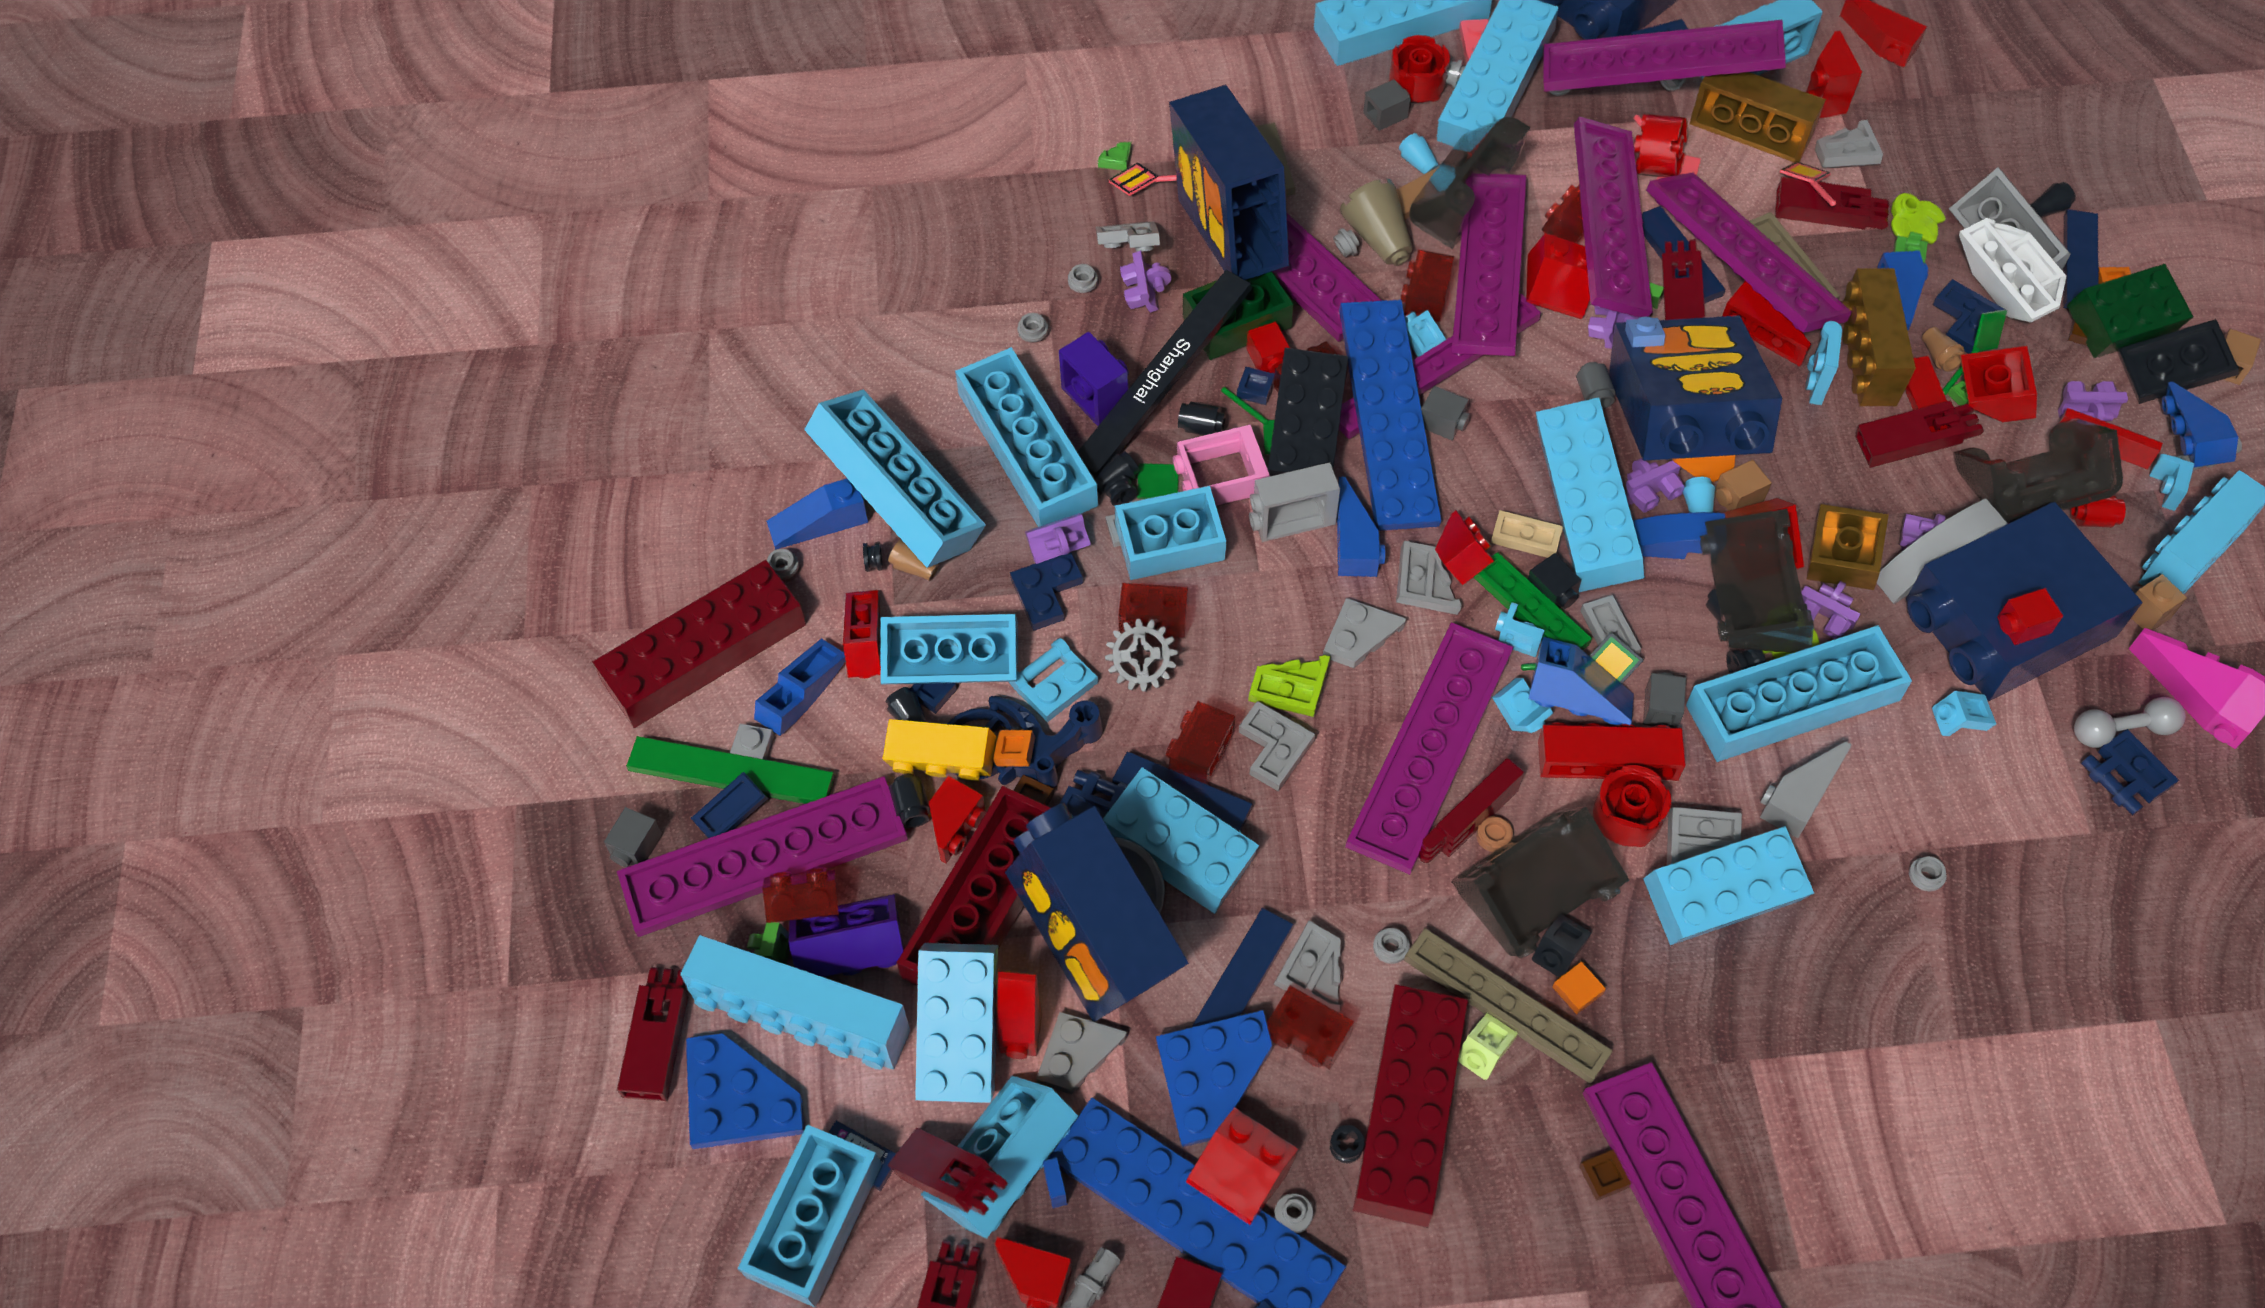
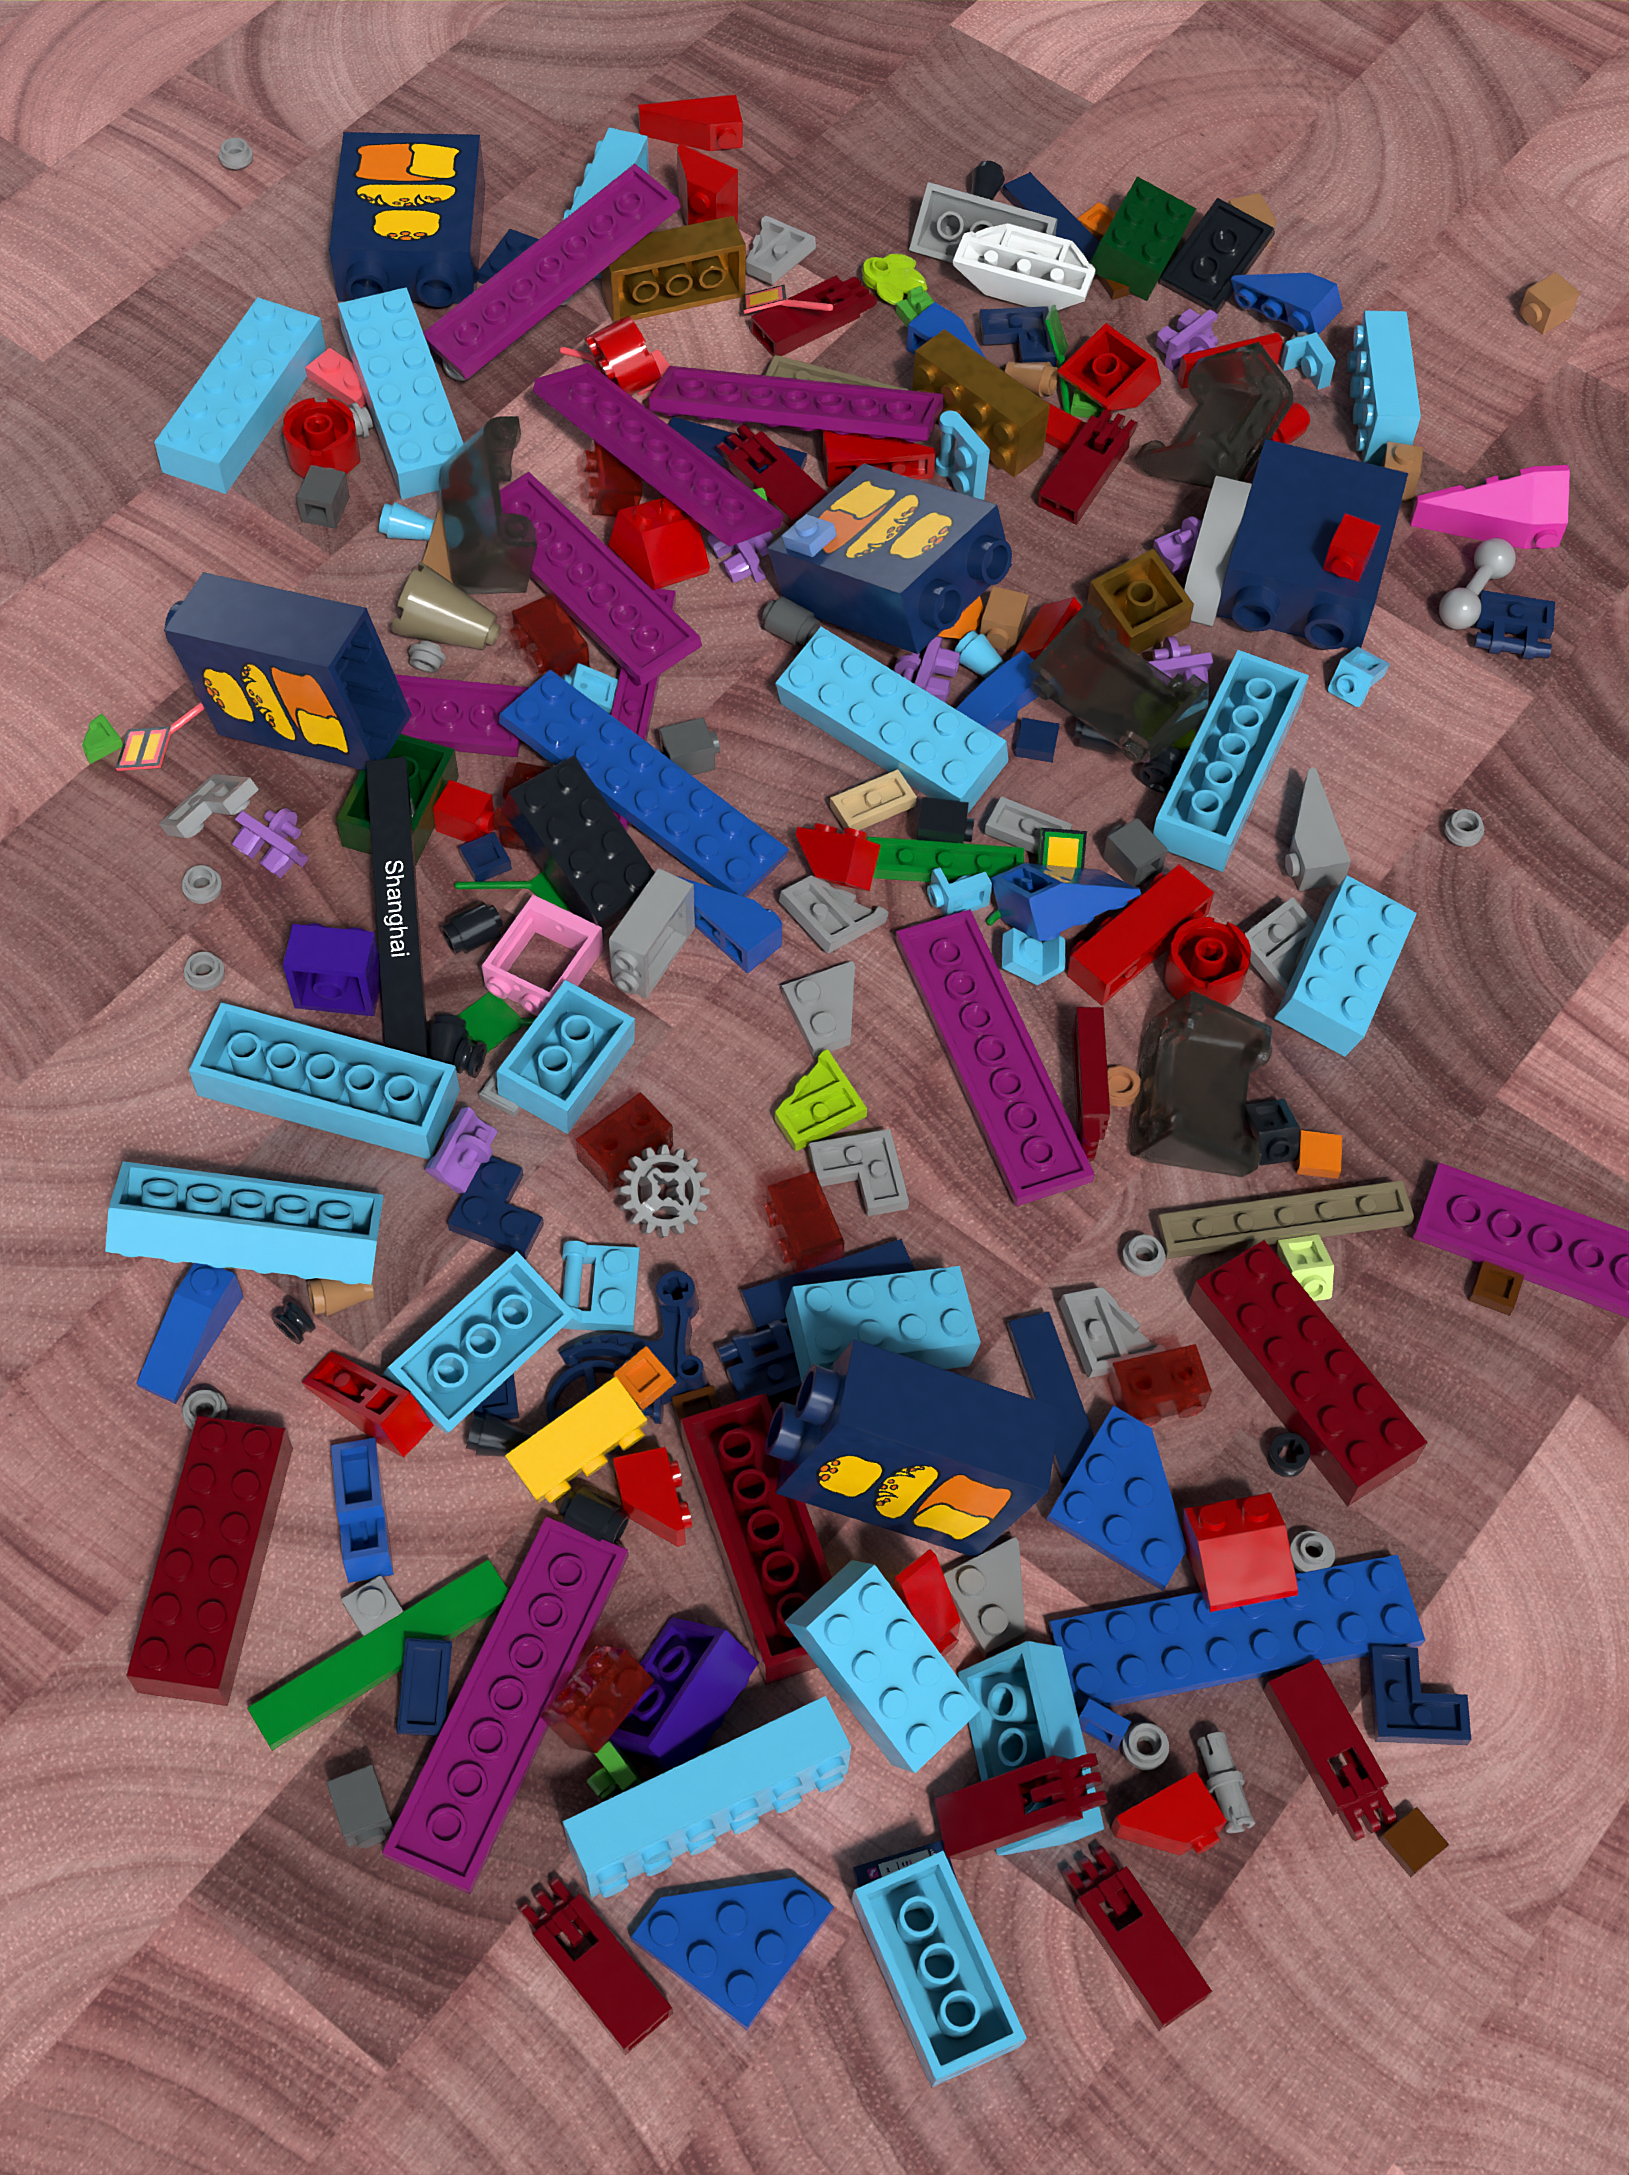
camera: 50 degrees left, 0 degrees up
(1068, 1209) = (1152, 1734): none -> light grey plate
(1682, 581) = (1037, 740): none -> dark blue tile

